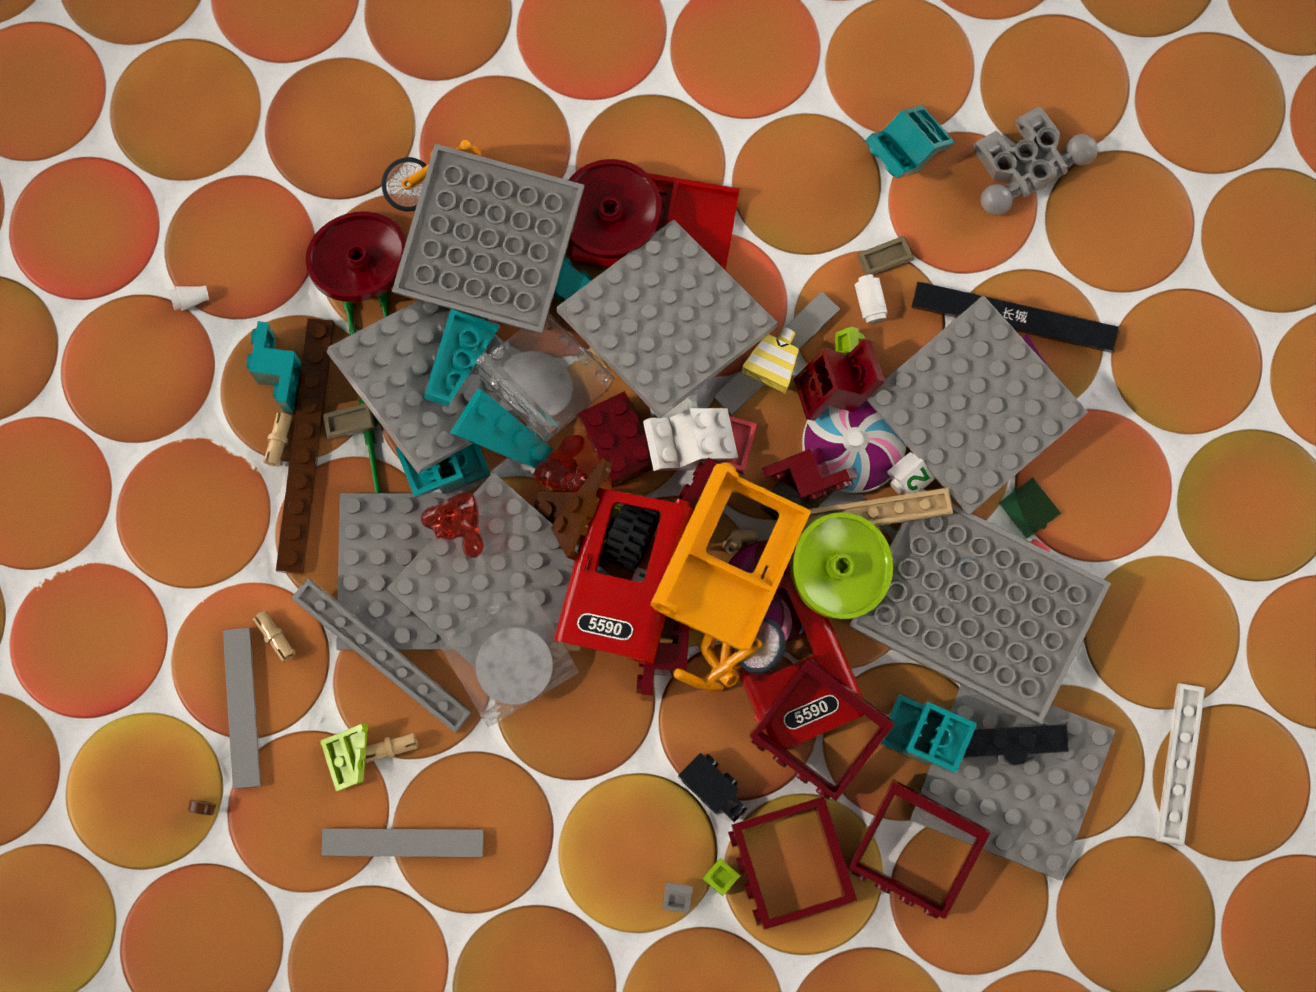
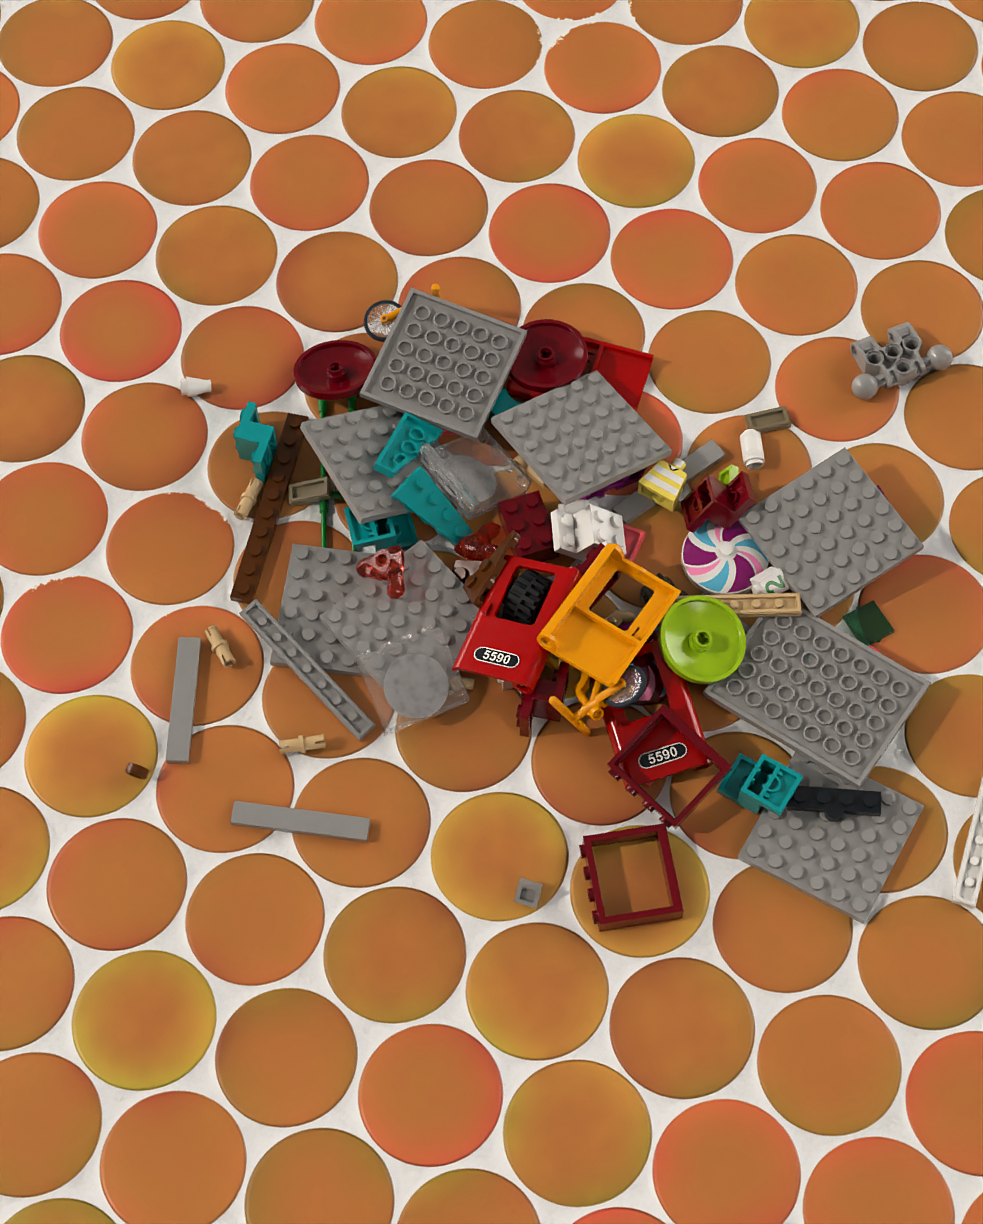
camera: 10 degrees right, 15 degrees down
(346, 756) = (264, 744): lime wing -> none
(712, 786) = (569, 806): black brick -> none
(721, 877) = (568, 881): lime plate -> none
(810, 474) = (685, 569): dark red bracket -> none
(907, 894) = (762, 845): dark red window -> none
(909, 141) = (796, 335): teal bracket -> none
(1020, 317) = (889, 482): black tile -> none

